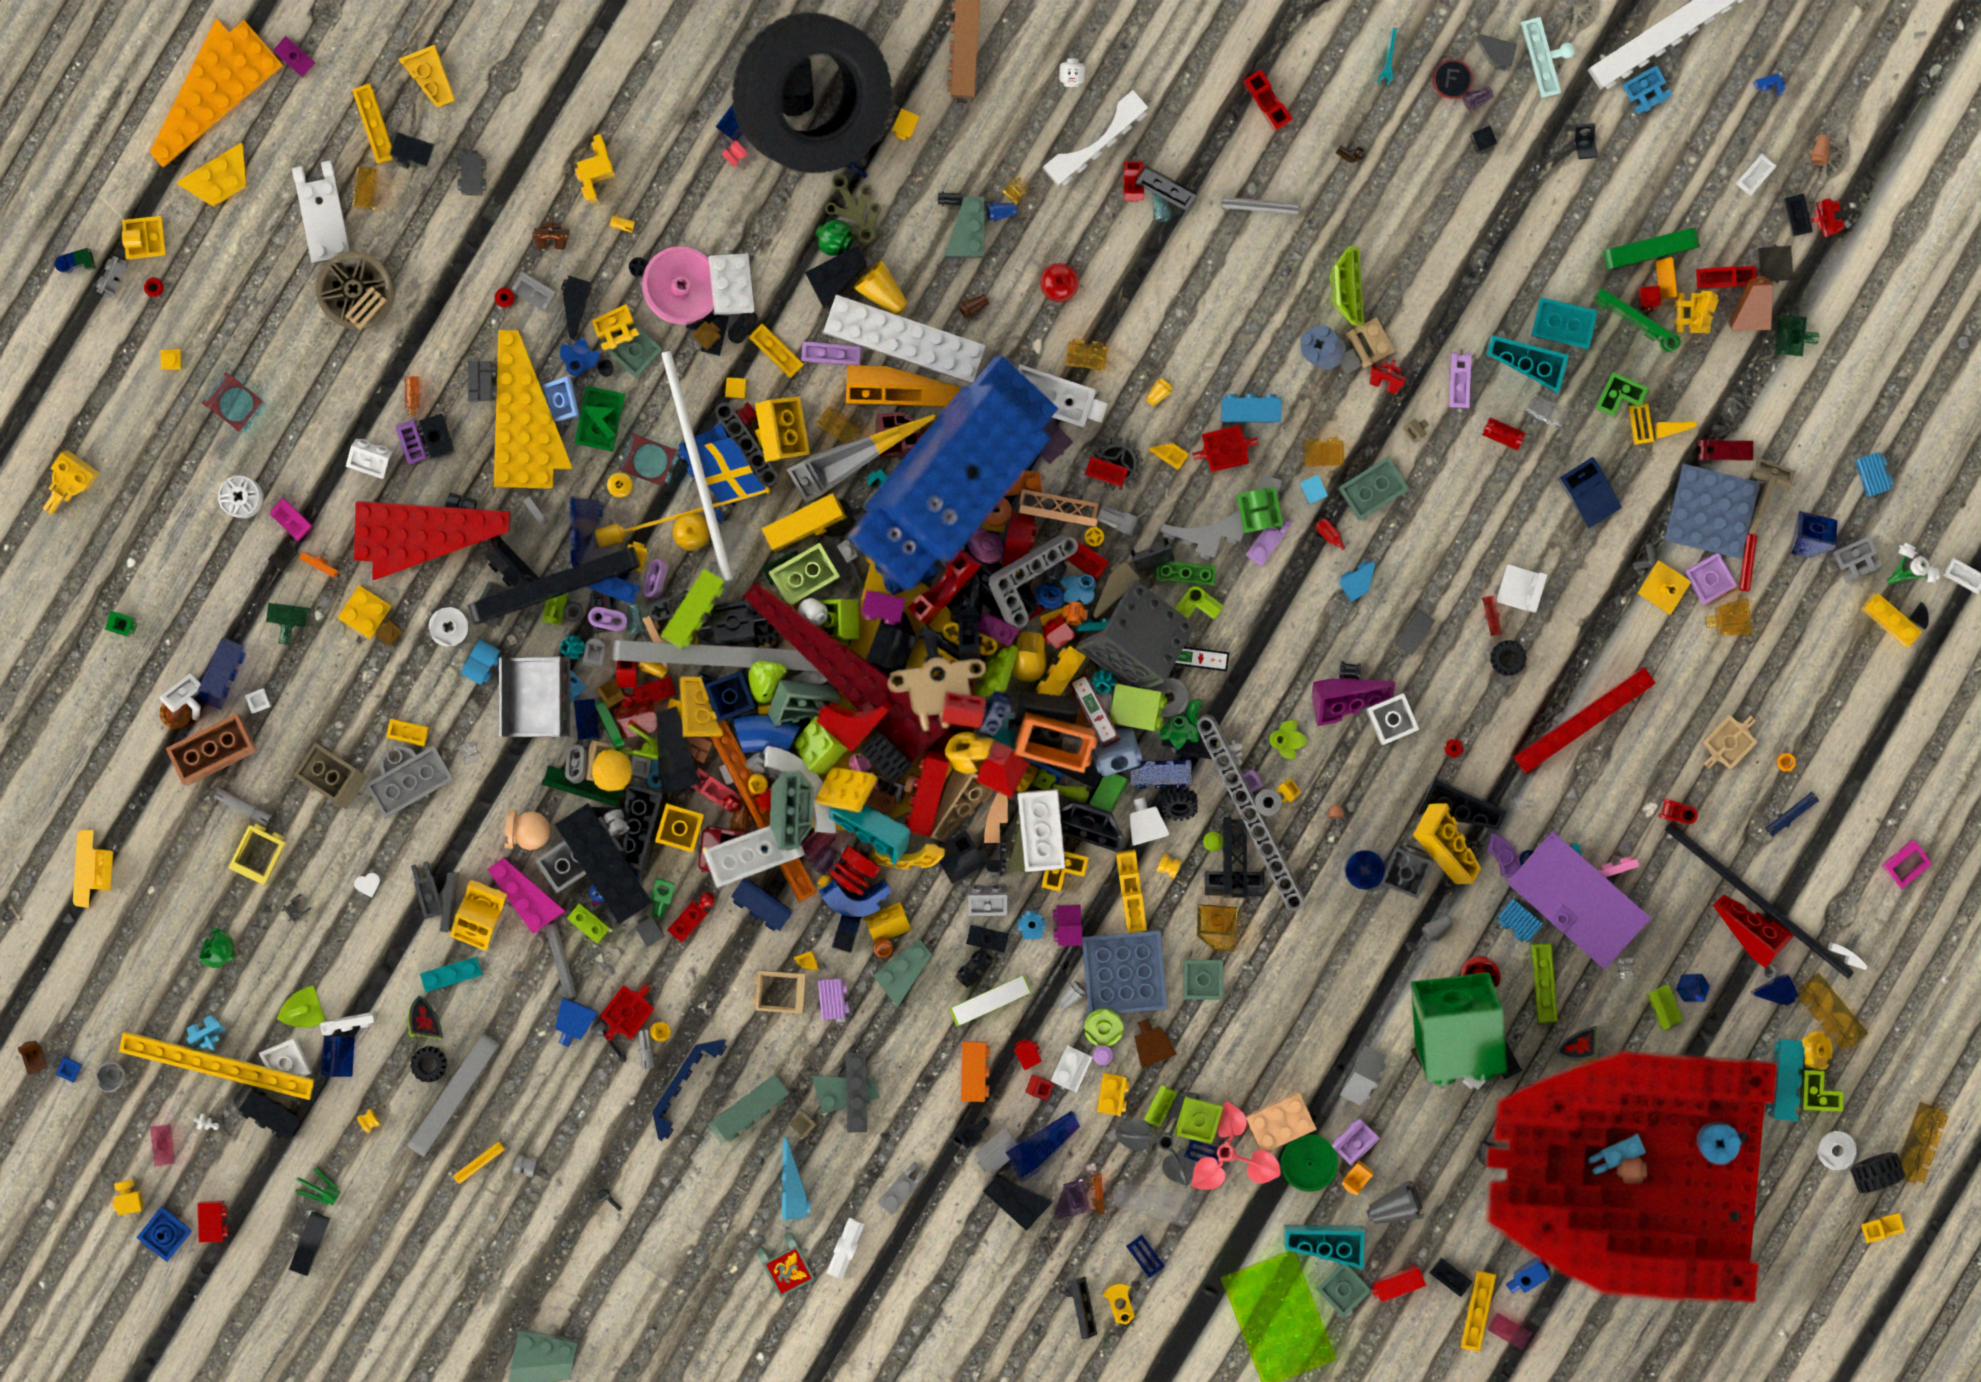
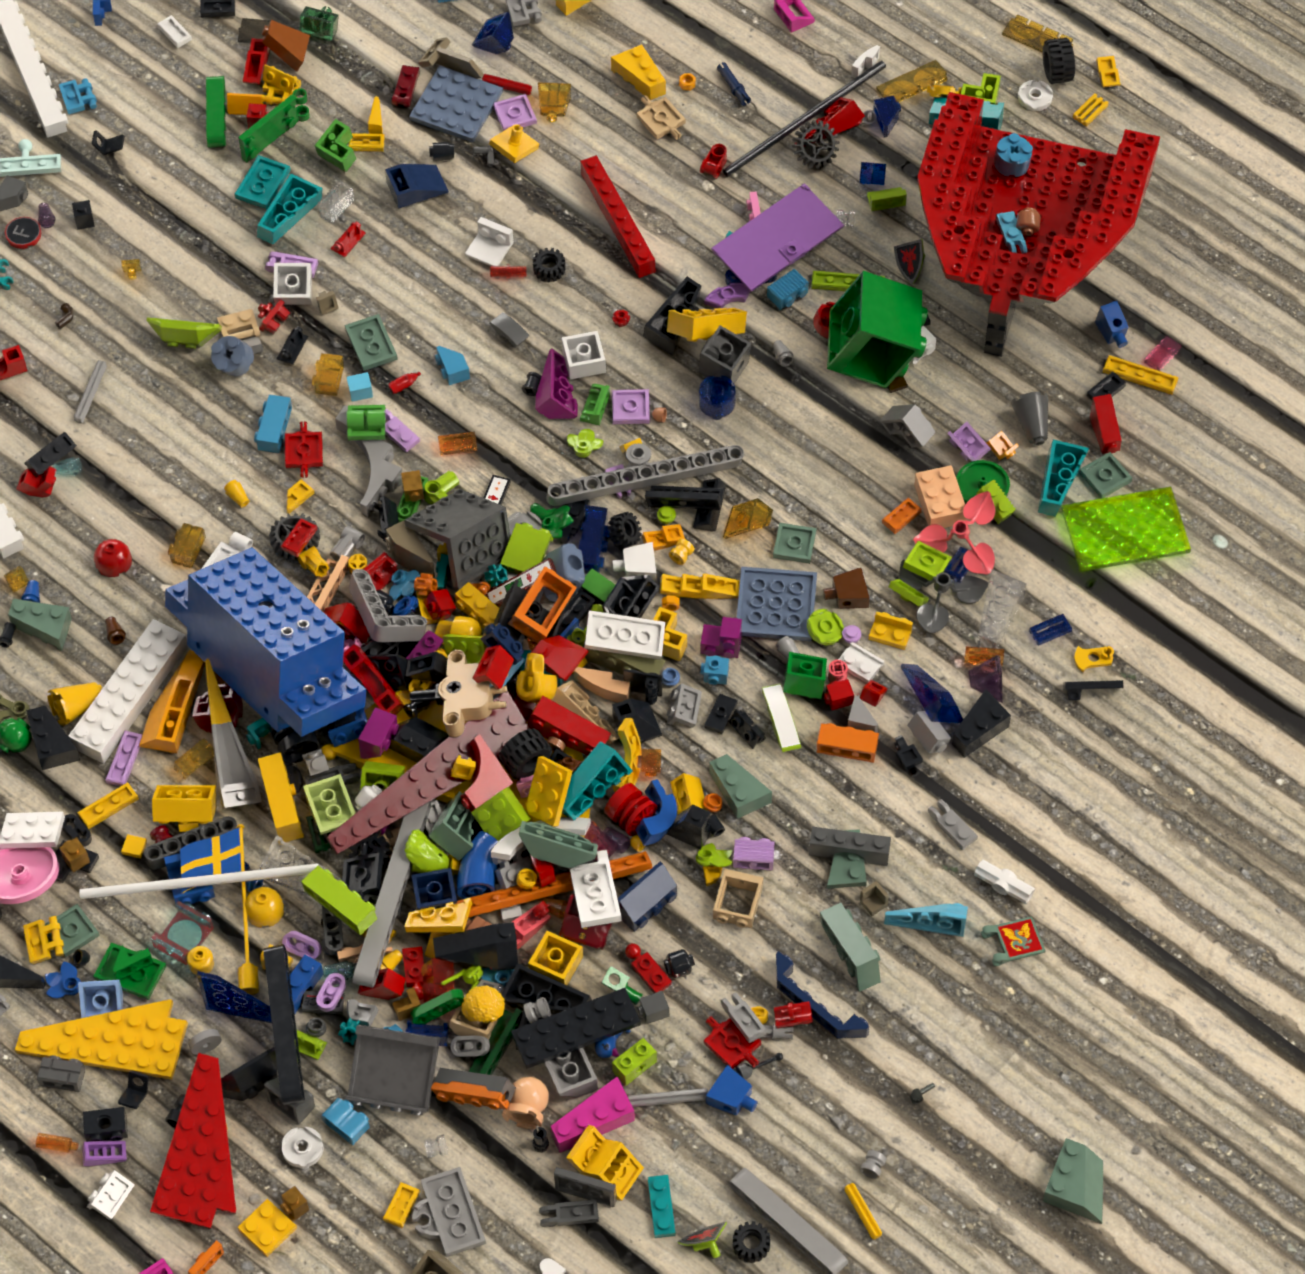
camera: 80 degrees left, 30 degrees down
(473, 455) = (134, 1094): none -> black bracket
(494, 849) = (540, 1140): none -> black pin
(526, 778) = (473, 1088): none -> piece
(647, 1020) = (744, 1018): none -> light grey hinge
(660, 1066) = (793, 1014): none -> red hips
(701, 946) = (679, 963): none -> black head
(824, 962) = (711, 856): none -> lime plate
(854, 700) = (463, 768): none -> yellow tile
(858, 954) = (716, 826): none -> black hinge
(915, 879) = (651, 762): none -> clear orange bracket
(1003, 1079) = (860, 717): none -> light grey slope
(1020, 880) = (670, 677): none -> medium blue plate
(1042, 1017) = (805, 675): none -> green slope
(1052, 1045) = (837, 671): none -> coral wheel
(1088, 669) = (483, 587): none -> orange arm
(1089, 489) = (312, 560): none -> yellow piece
(1105, 865) = (670, 603): none -> light orange tile
(1184, 843) = (664, 538): none -> light orange slope
(1189, 575) = (412, 486): none -> pearl gold brick
(1254, 1085) = (901, 515): none -> orange plate
(1261, 607) = (457, 443): none -> clear orange plate
(1277, 1187) = (1002, 505): none -> lime brick
(1336, 741) = (596, 404): none -> bright green hinge
(1342, 779) = (630, 406): none -> lavender tile
(1354, 406) = (293, 346): none -> black hinge
(1424, 209) = (131, 267): none -> clear yellow tile
(1427, 389) = (293, 283): none -> white brick
(1640, 510) = (441, 151): none -> black brick
(1709, 925) = (830, 146): none -> dark grey gear
(1789, 707) = (639, 70): none -> yellow wedge
(1840, 1222) = (1093, 102): none -> yellow tile

